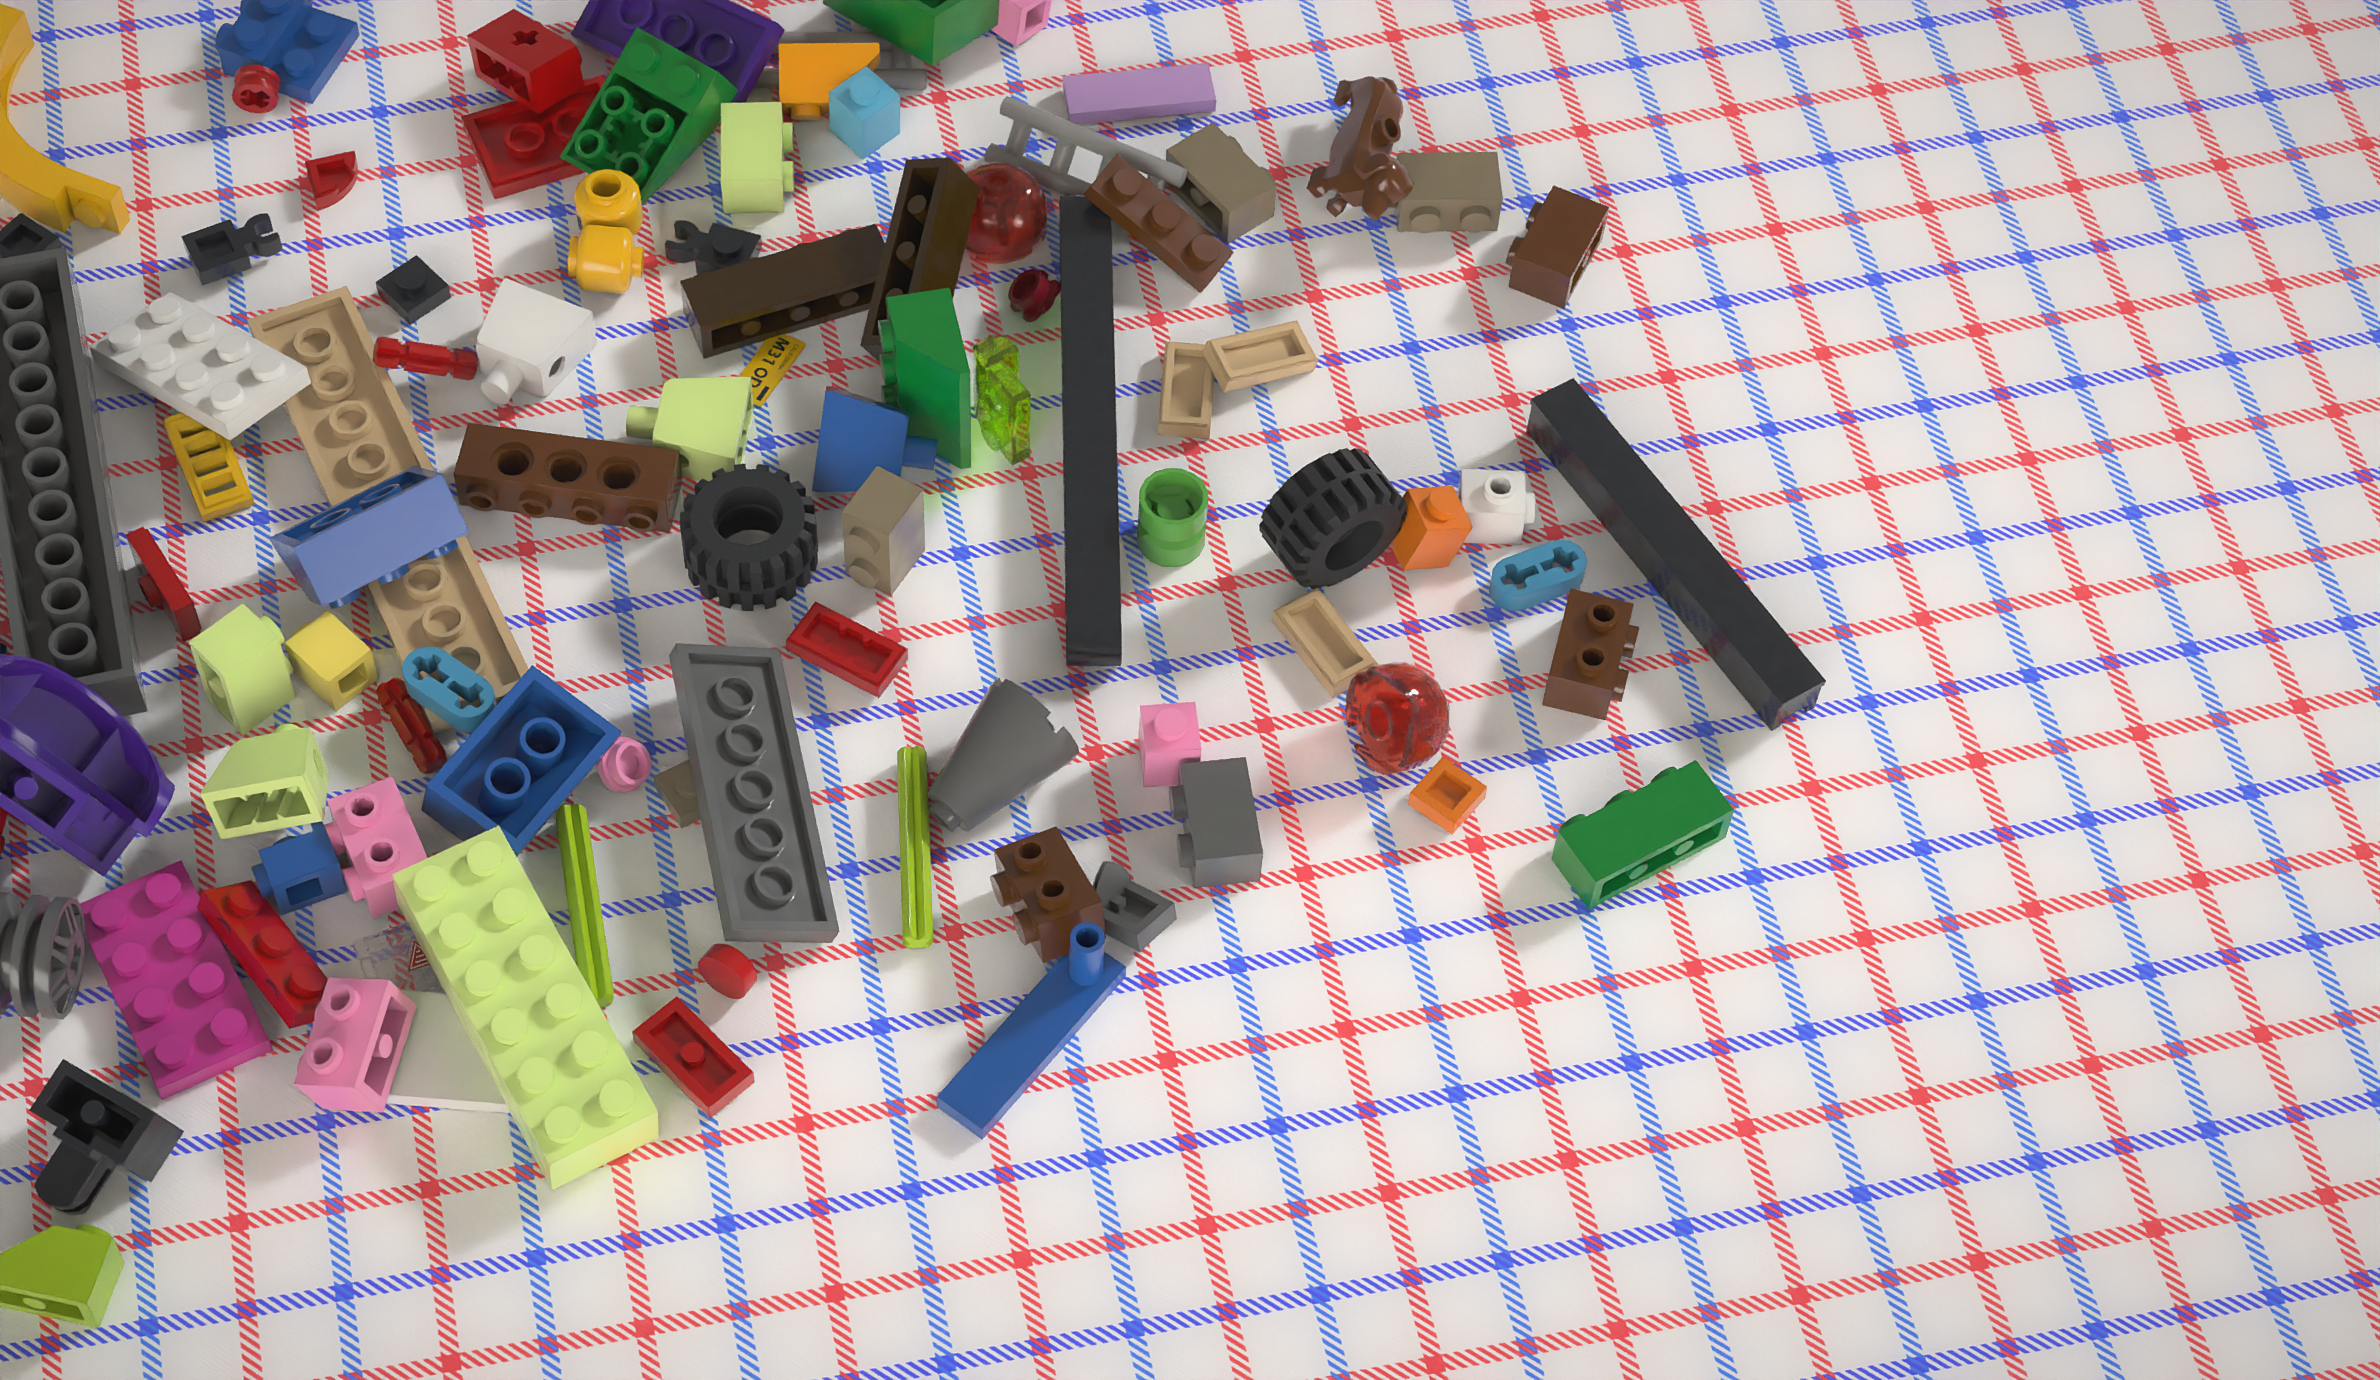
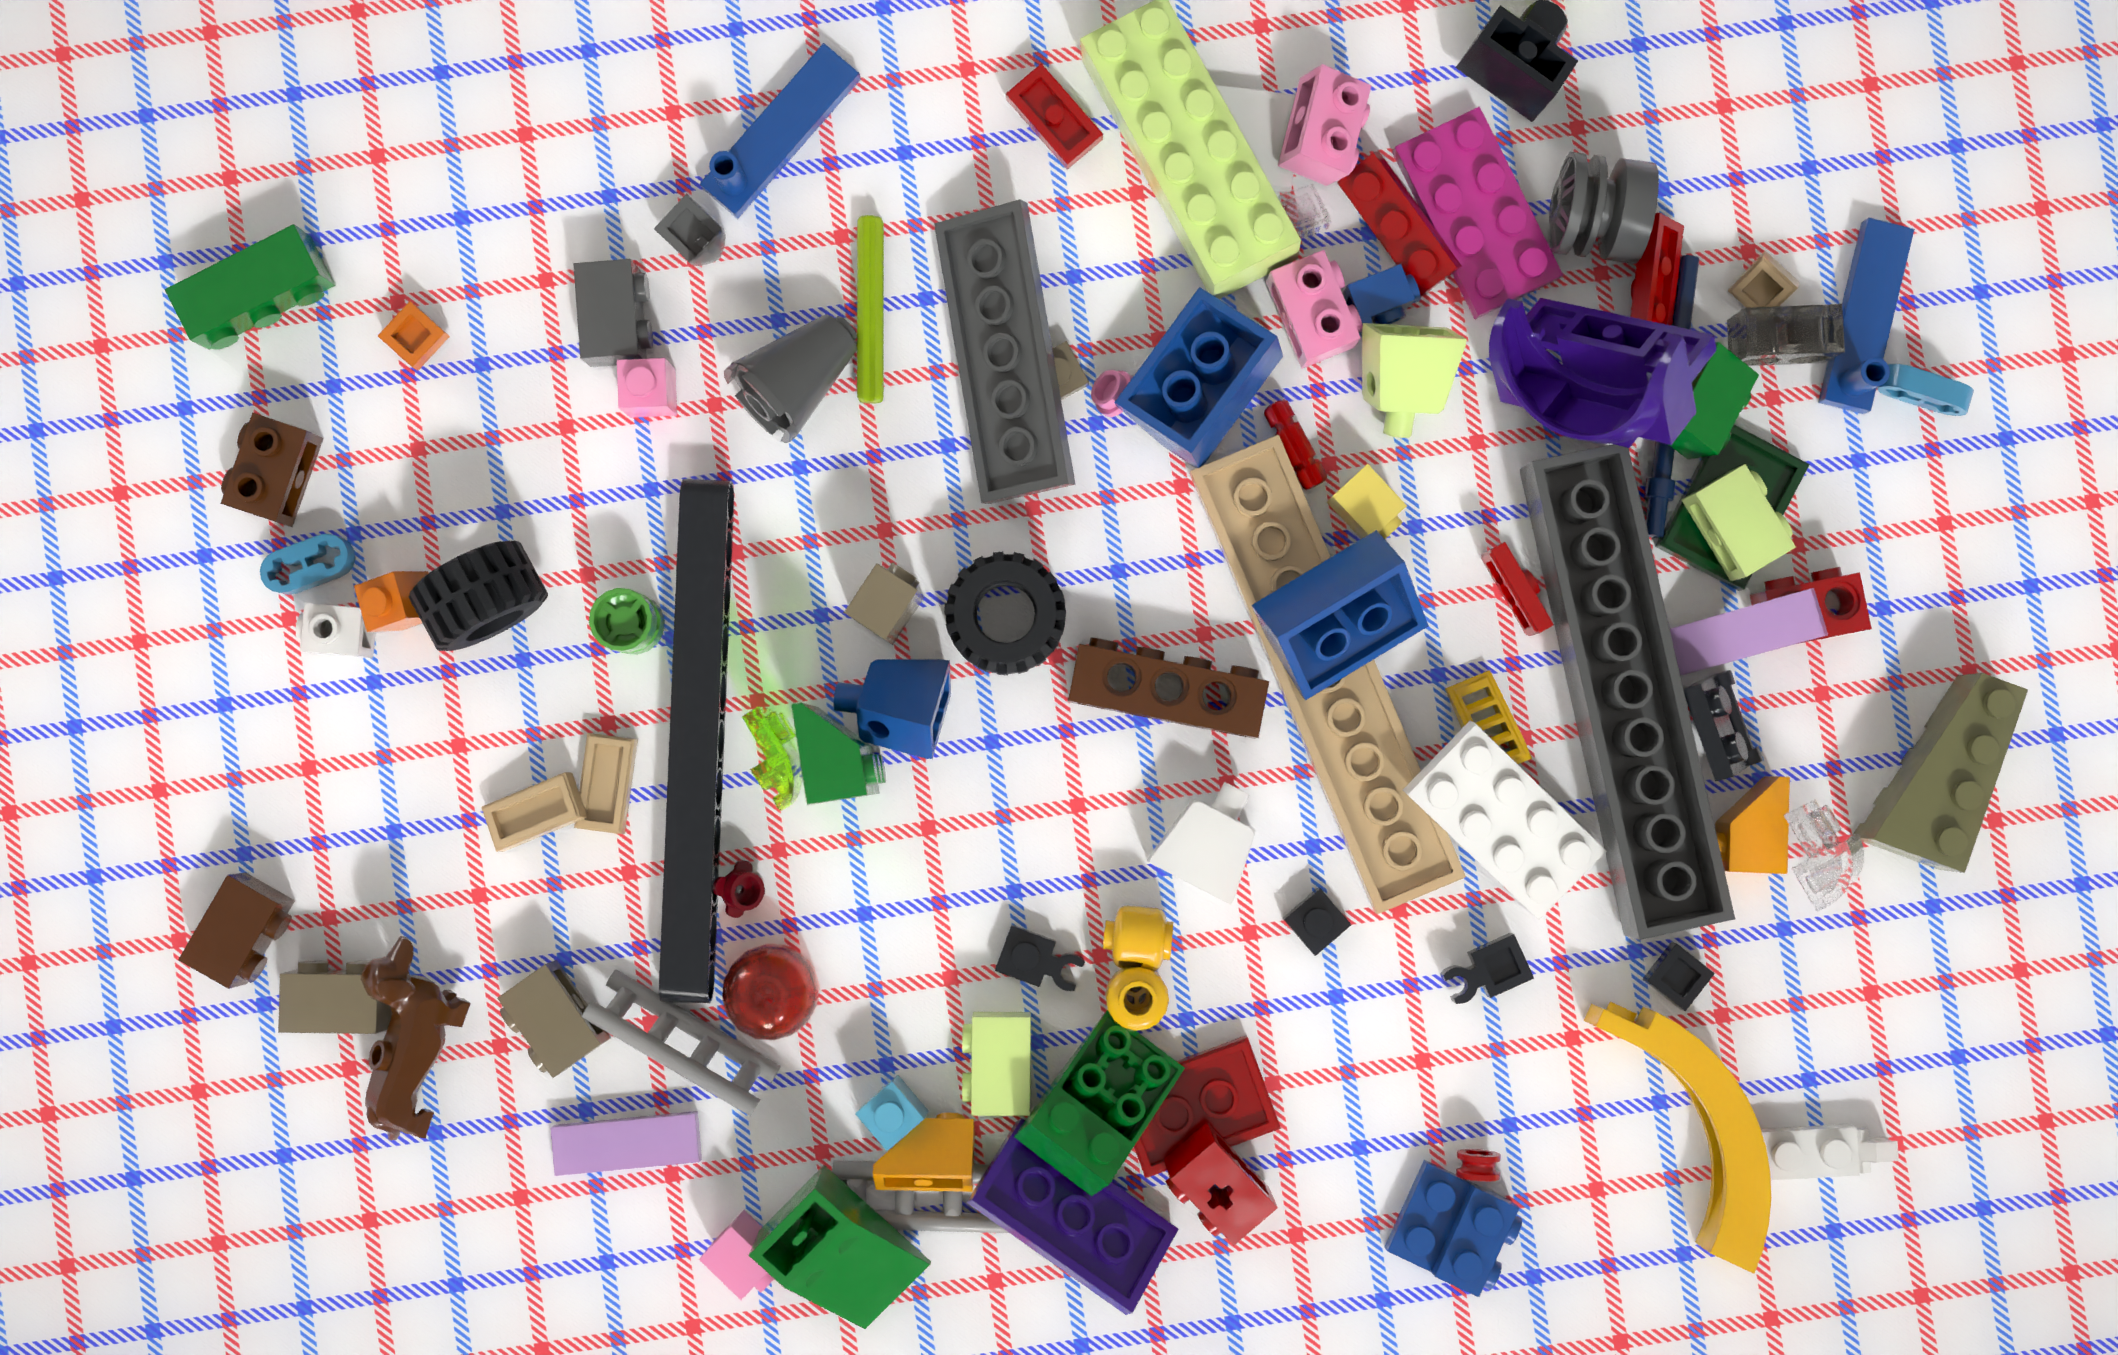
camera: 175 degrees left, 30 degrees up
(243, 668) = (1440, 479): yellowish green brick -> none
(332, 177) = (1399, 1059): red tile -> none
(425, 358) = (1301, 826): red axle -> none
(455, 680) = (1270, 448): dark azure beam -> none
(584, 901) = (1143, 258): lime axle -> none
(700, 419) = (1052, 742): yellowish green torso -> none
(727, 970) = (1026, 190): red tile -> none
(771, 365) = (990, 826): yellow sticker -> none
(783, 291) = (967, 900): dark brown brick -> none
(847, 649) = (922, 503): red plate -> none
(923, 237) = (841, 901): dark brown brick -> none
(1045, 892) = (758, 240): reddish brown brick -> none
(1158, 223) = (616, 961): reddish brown plate -> none
(1323, 641) = (505, 500): tan tile -> none
(1397, 716) = (444, 402): clear red cylinder -> none
(1673, 554) = (180, 574): black tile -> none

